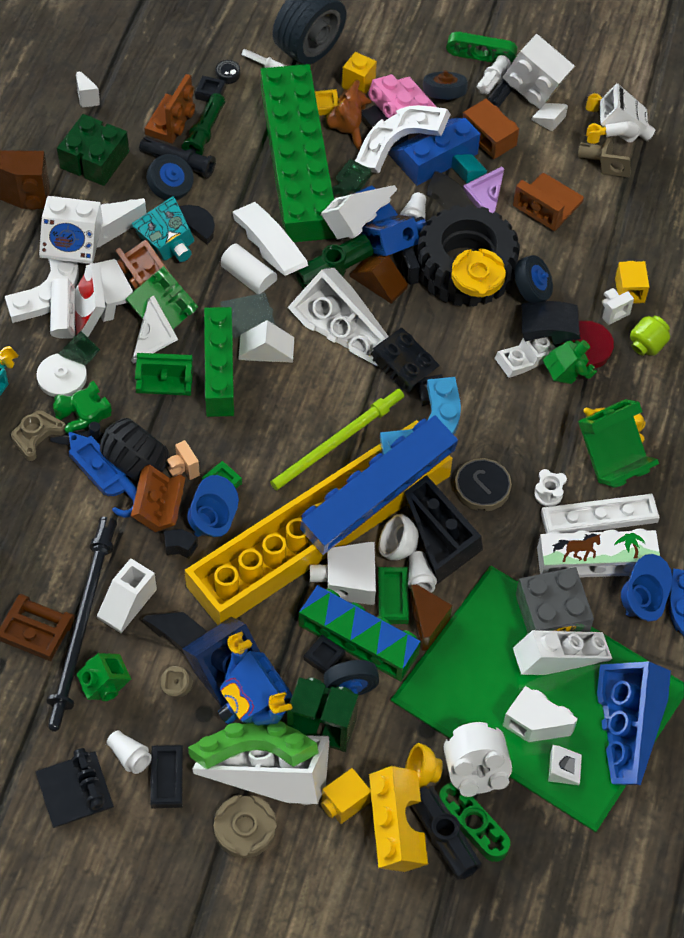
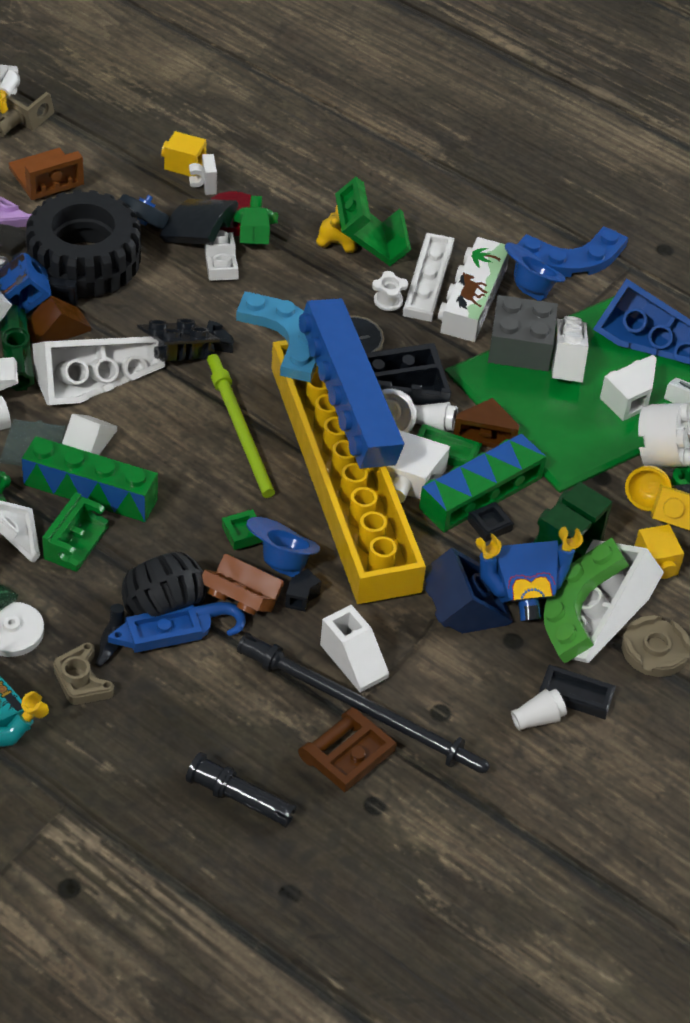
camera: 70 degrees left, 10 degrees down
(74, 788) = (563, 773): black hinge -> none
(85, 404) = (77, 616): green animal -> none
(103, 676) = (439, 690): green brick -> none
(176, 627) = (407, 624): black slope -> none
(176, 681) = (472, 645): dark tan tile -> none
(184, 461) = (203, 548): light nougat tile -> none
(356, 675) = (537, 499): black wheel -> none
(478, 272) = (129, 229): yellow tile -> none
(650, 336) = (255, 166): lime head -> none

